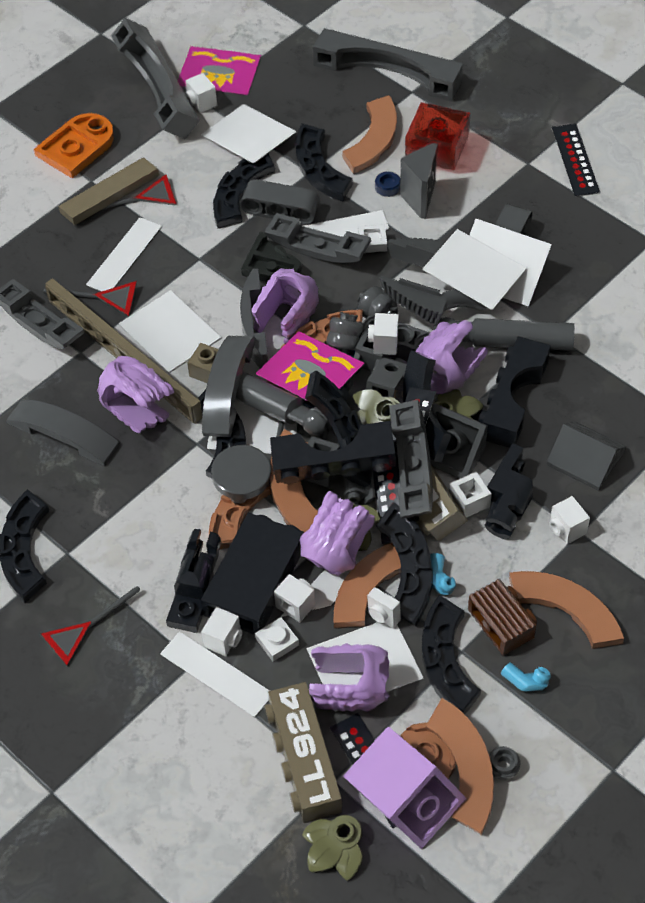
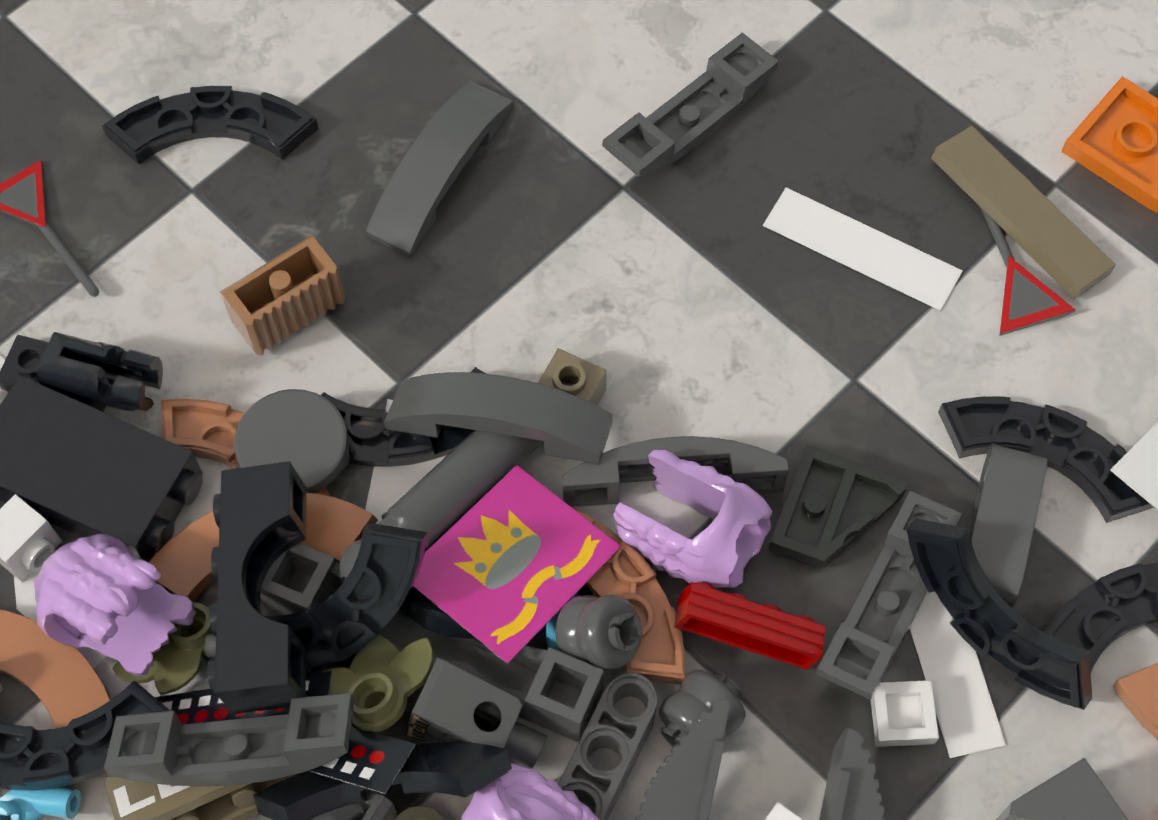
camera: 90 degrees right, 10 degrees up
(118, 297) = (750, 238): piece -> none
(119, 346) = (606, 244): dark tan tile -> none
(130, 392) = (482, 255): lavender piece -> none
(151, 484) = (284, 295): none -> medium nougat brick
(169, 330) = (670, 332): white sticker -> none
(331, 204) = (988, 623): none -> black tile
(334, 287) = (750, 625): none -> red piece
(384, 334) = (559, 698): white plate -> none
(387, 184) = (1079, 744): dark blue tile -> none

